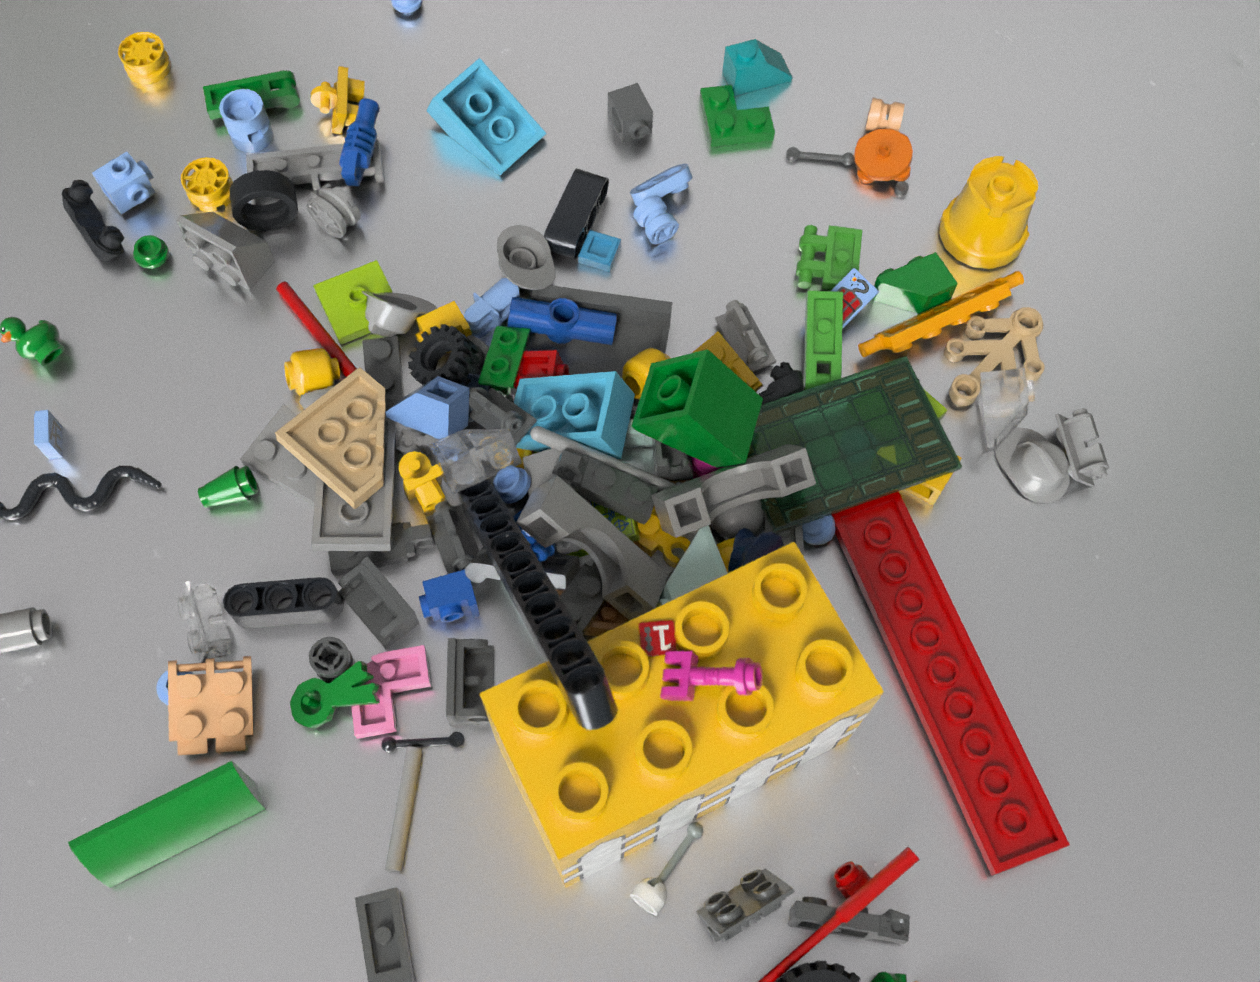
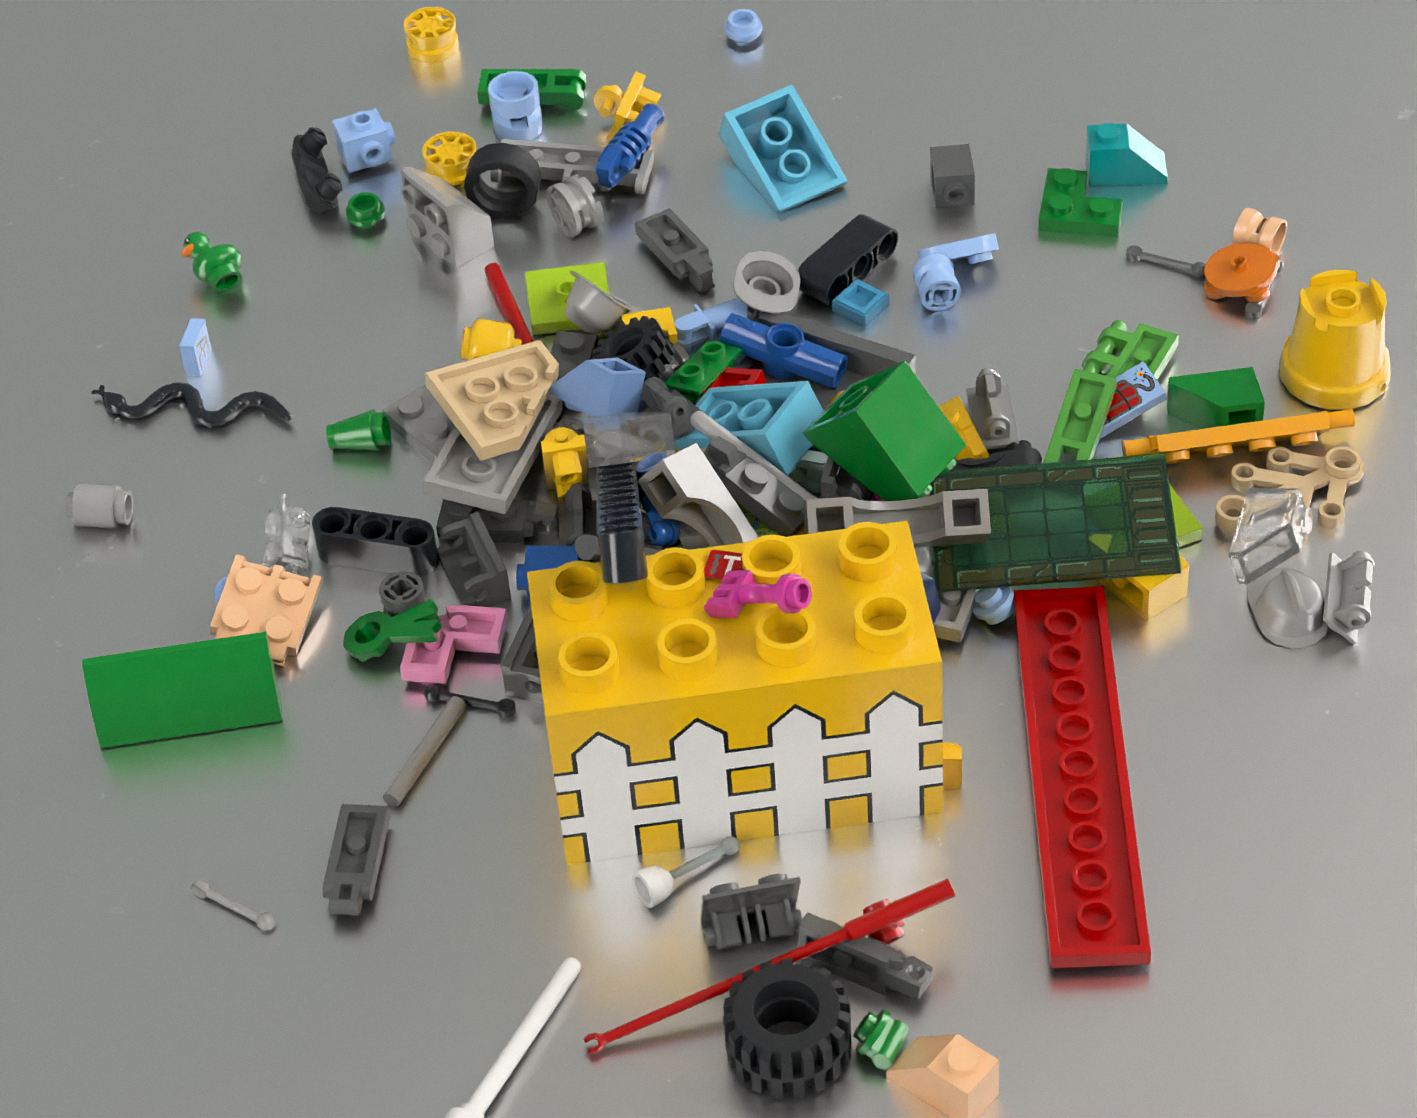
camera: 25 degrees right, 20 degrees down
(433, 232) = (677, 248): none -> dark grey hinge

